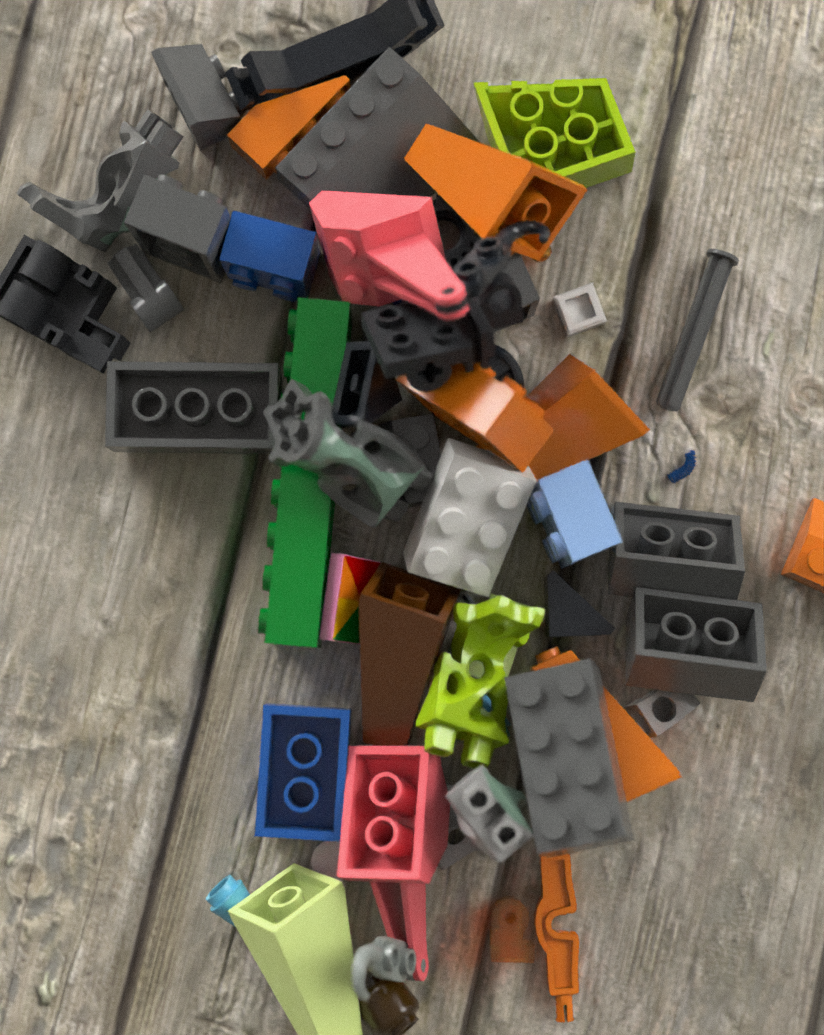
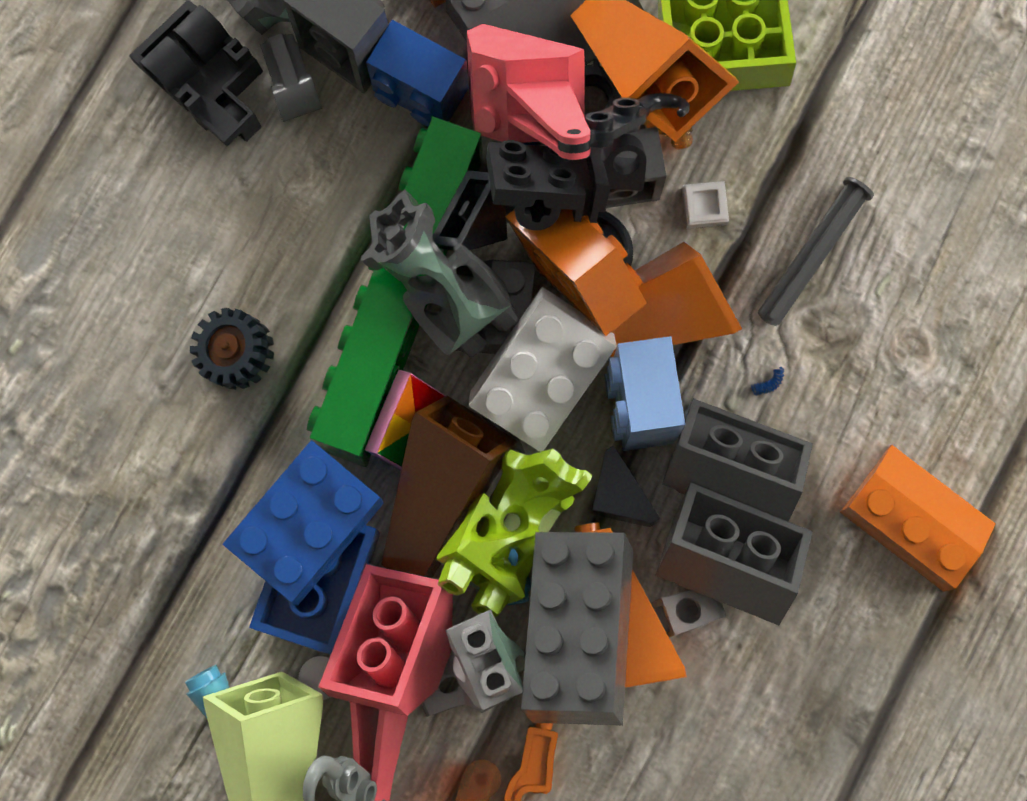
camera: 15 degrees right, 5 degrees down
(162, 569) = (232, 348): none -> black wheel
(190, 407) = (299, 198): dark grey brick -> none
(280, 726) = (303, 523): none -> blue brick

